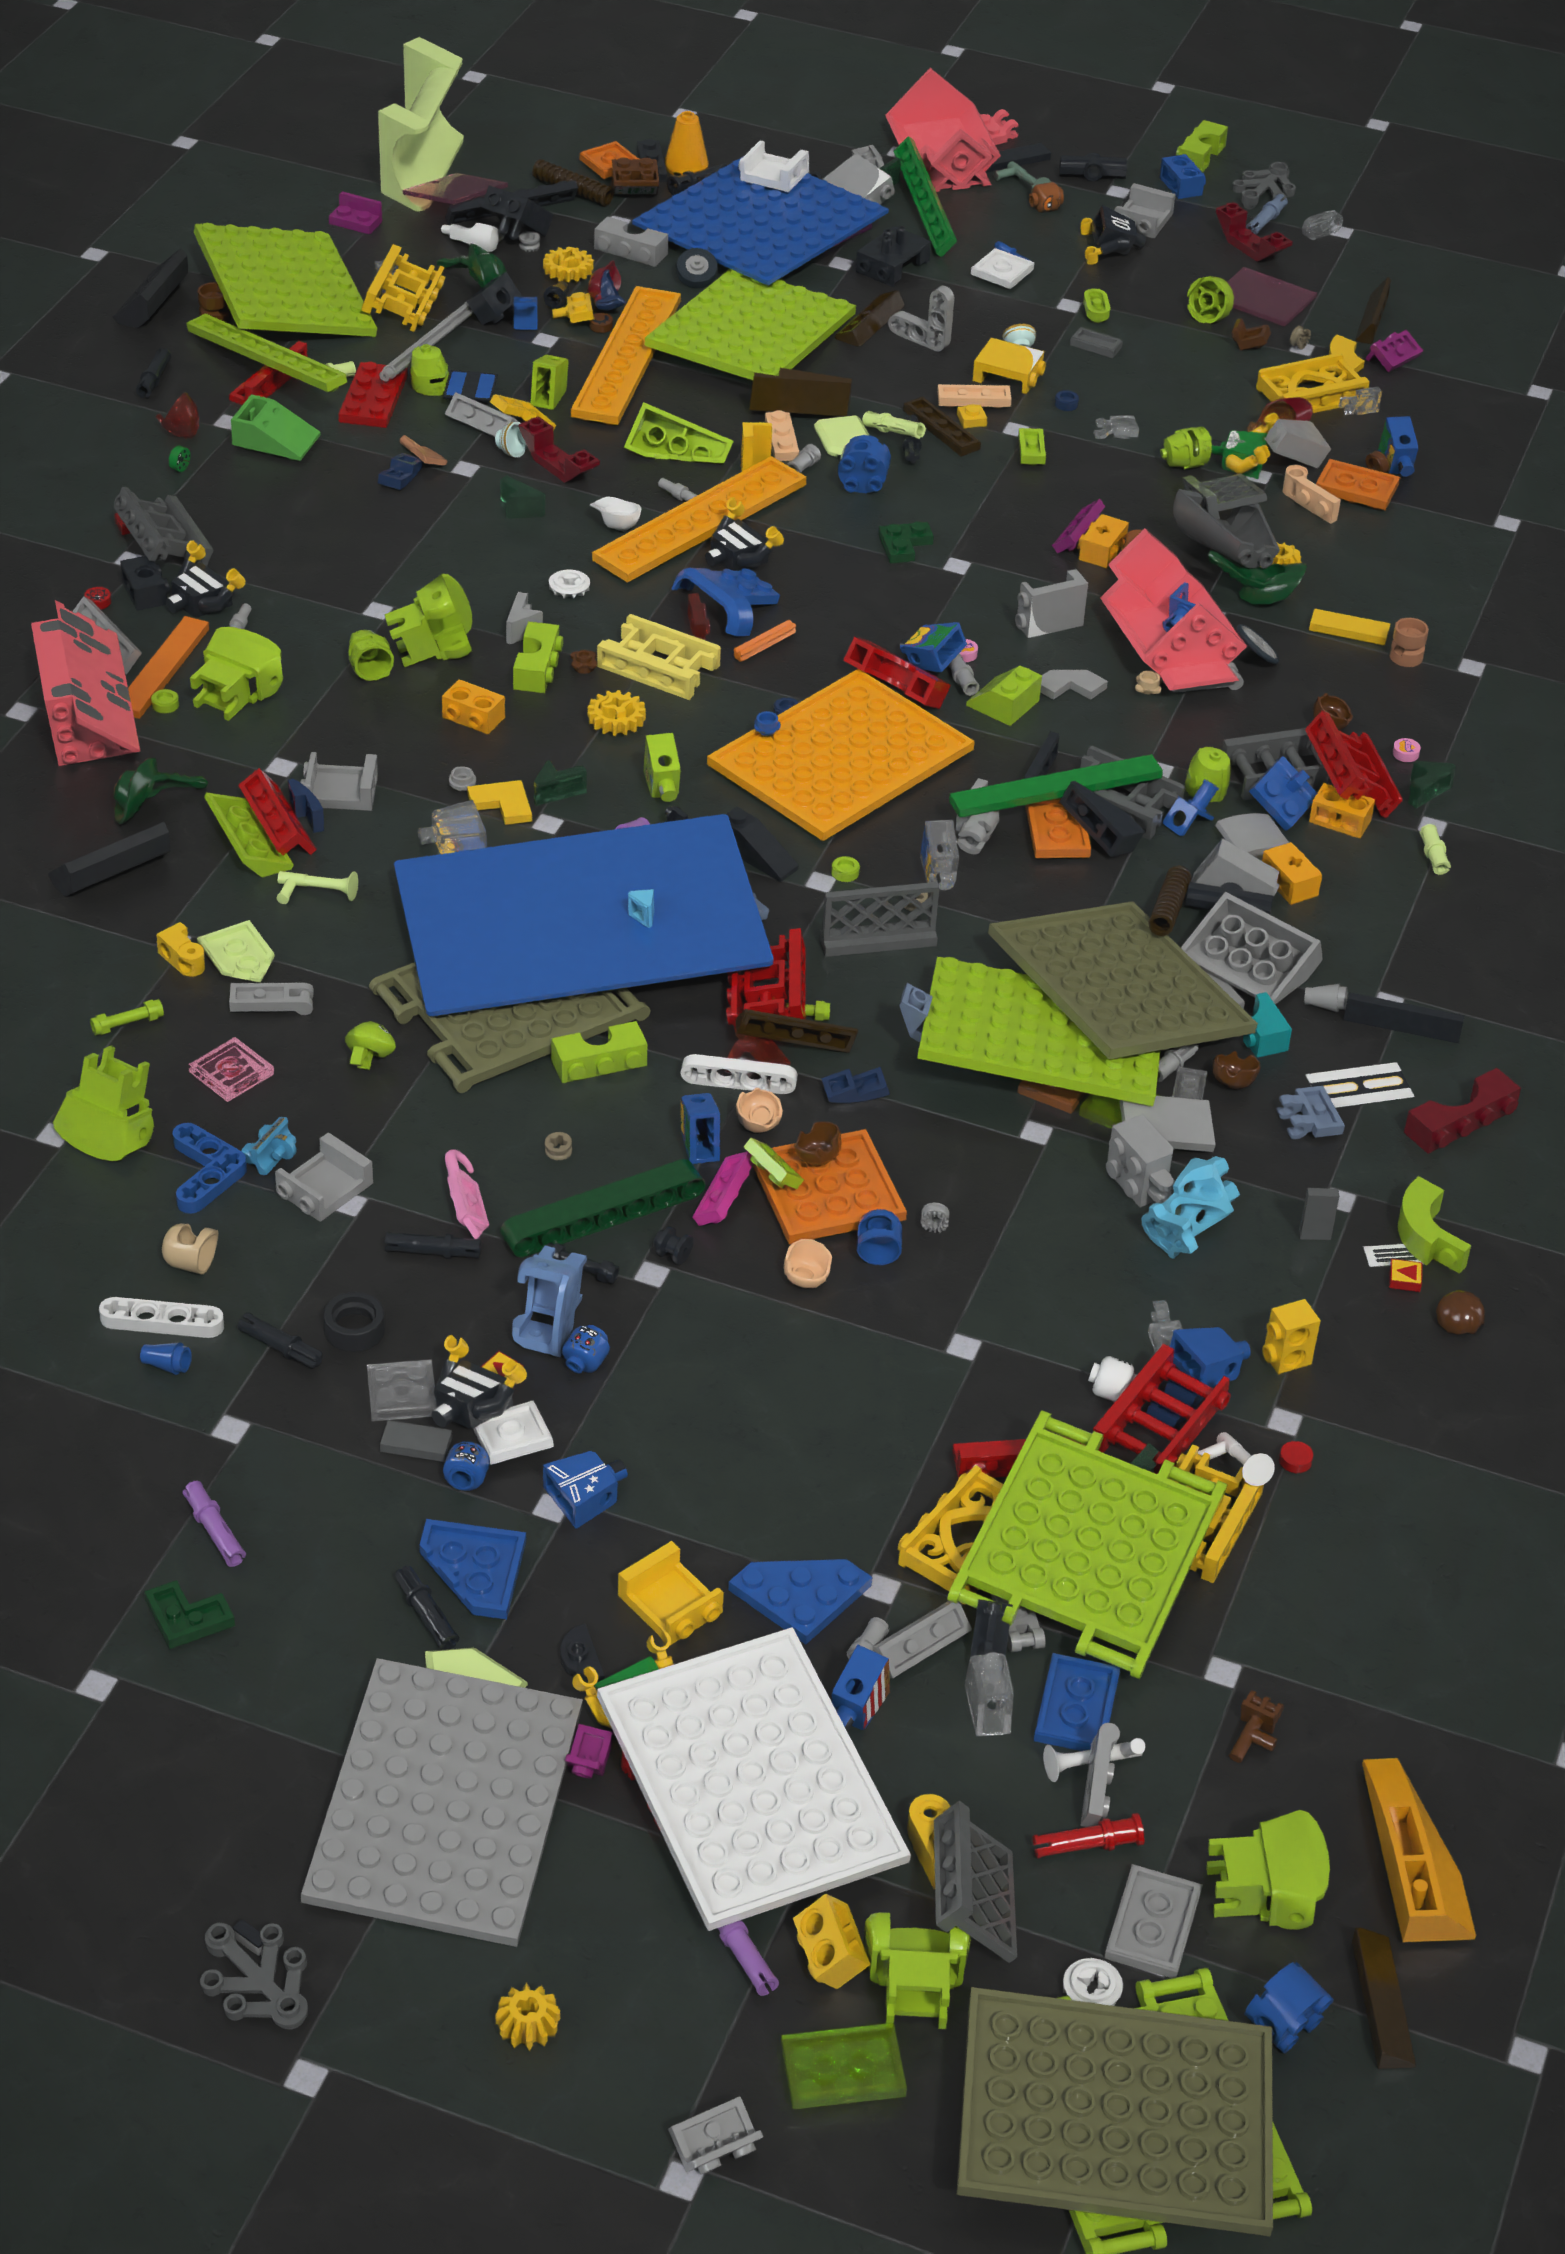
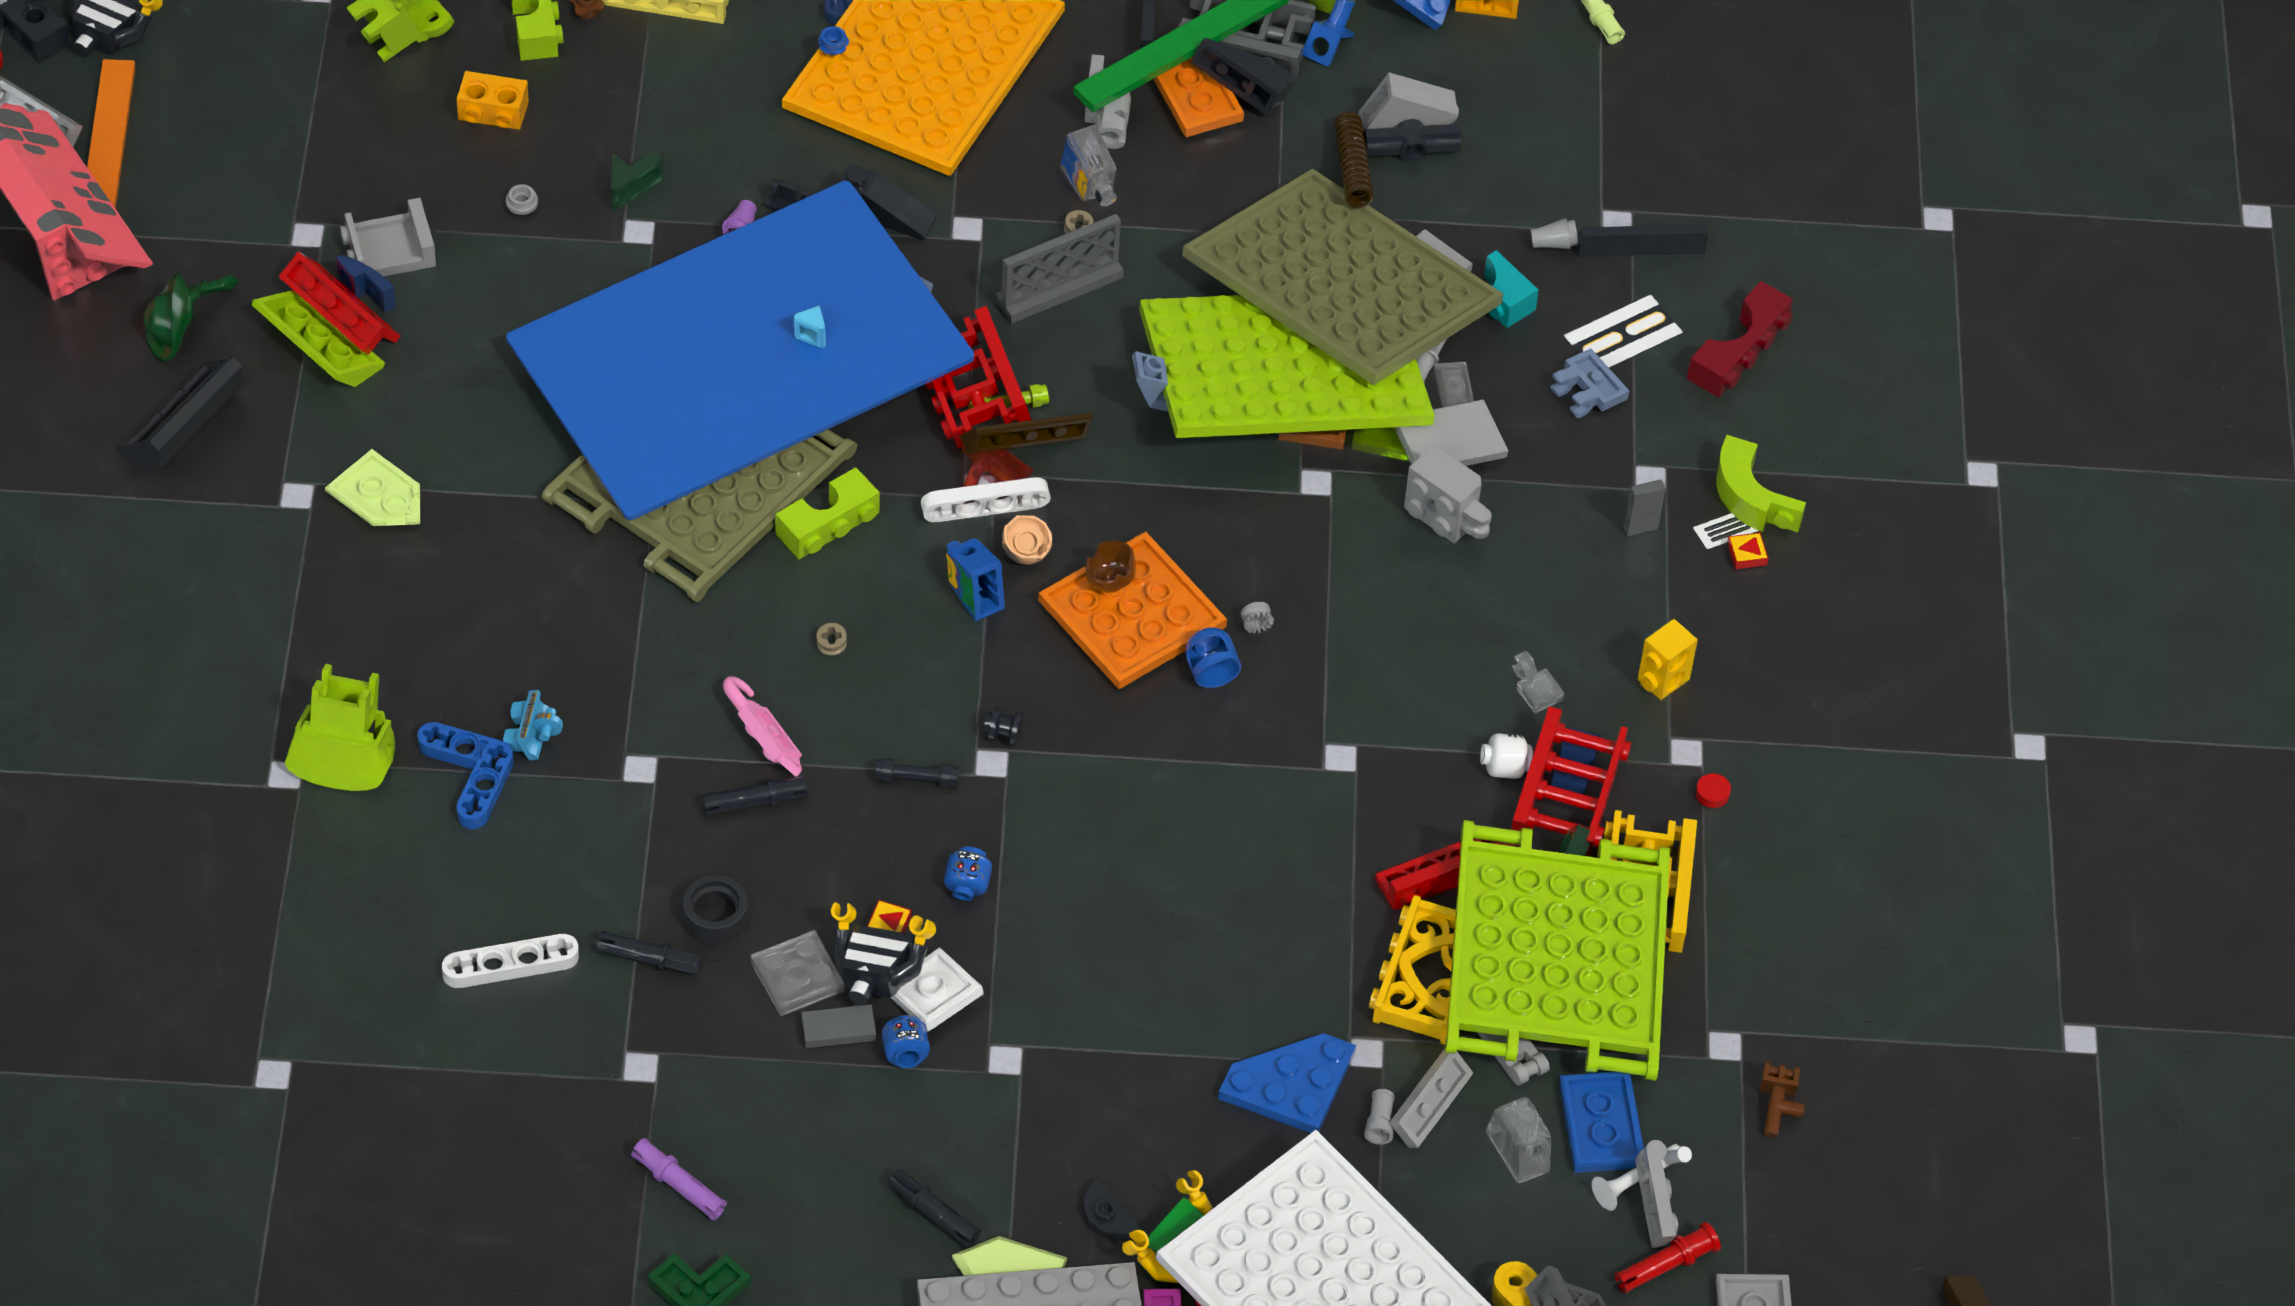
camera: 20 degrees left, 10 degrees up
(101, 1023) = (274, 625): lime bar -> none
(165, 701) = (135, 182): lime tile -> none
(168, 1357) = (541, 1006): blue cone -> none
(180, 951) = (316, 509): yellow leg -> none
(187, 1251) = (504, 876): tan helmet -> none
(230, 662) = (200, 116): lime piece -> none
(231, 1069) = (439, 641): clear pink tile -> none
(240, 619) = (168, 52): light grey bar -> none
(271, 997) = (443, 541): light grey plate -> none
(290, 880) = (395, 382): yellowish green piece -> none
(326, 1179) = (606, 748): light grey panel -> none
(367, 1041) = (577, 568): lime piece -> none
(370, 655) = (346, 61): lime helmet -> none
(455, 829) = (548, 271): clear torso -> none
(475, 1563) = (962, 1145): blue plate -> none
(505, 795) = (580, 209): yellow tile -> none
(551, 1291) = (912, 817): medium blue piece -> none
(583, 1485) = (1031, 1028): blue torso -> none
(602, 1207) = (912, 702): dark green beam -> none
(616, 712) = (656, 66): yellow gear -> none
(662, 780) = (742, 130): lime torso -> none
(668, 1594) = (1167, 1124): yellow panel -> none
(723, 1189) = (1028, 643): dark pink plate -> none
(767, 1158) = (1062, 598): lime plate -> none
(807, 1263) = (1152, 710): light nougat hair -> none
(845, 869) = (988, 206): lime tile -> none
(846, 1088) = (1108, 482): dark blue slope -> none
(861, 1688) = (1399, 1168): blue torso -> none
(989, 1629) = (1496, 1075): black hinge -> none
(1174, 1222) = (1517, 513): medium azure hips -> none
(1208, 1354) = (1591, 702): blue torso -> none
(1234, 1071) = (1496, 354): reddish brown hair -> none
(1251, 833) = (1406, 47): light grey slope -> none
(1253, 949) = (1460, 199): light grey slope -> none
(1257, 1467) = (1691, 822): white piece -> none
(1280, 1860) = (1859, 1234): lime piece -> none
(1297, 875) = (1473, 88): light orange brick -> none
(1419, 1868) = (1973, 1188): light orange wedge -> none
(1460, 1312) = (1816, 580): reddish brown hair -> none

